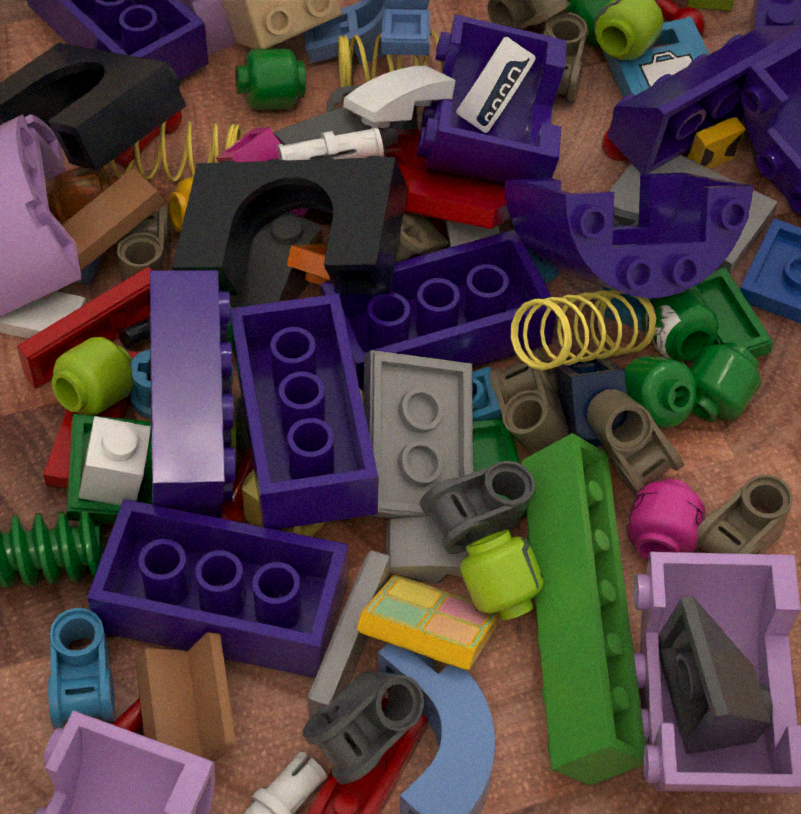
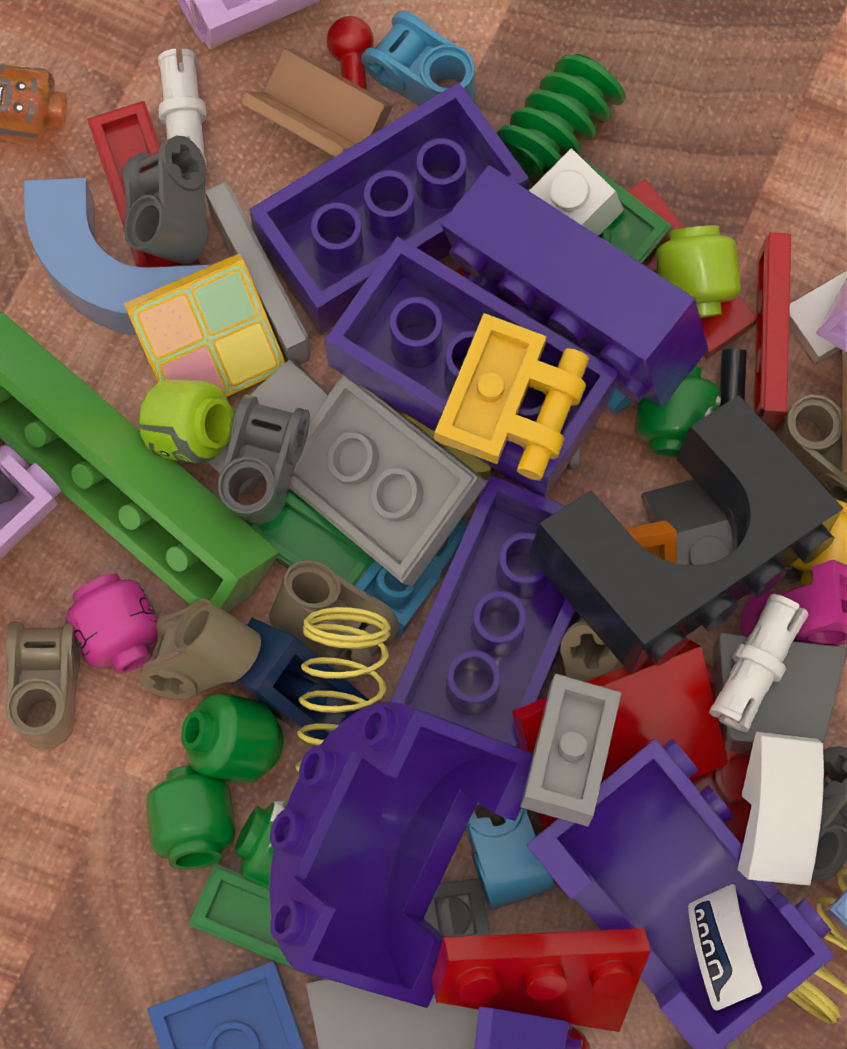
camera: 135 degrees right, 20 degrees up
(316, 345) = (491, 391): none -> yellow plate
(488, 162) = (571, 750): none -> light grey plate
(606, 130) = (547, 974): none -> red wing

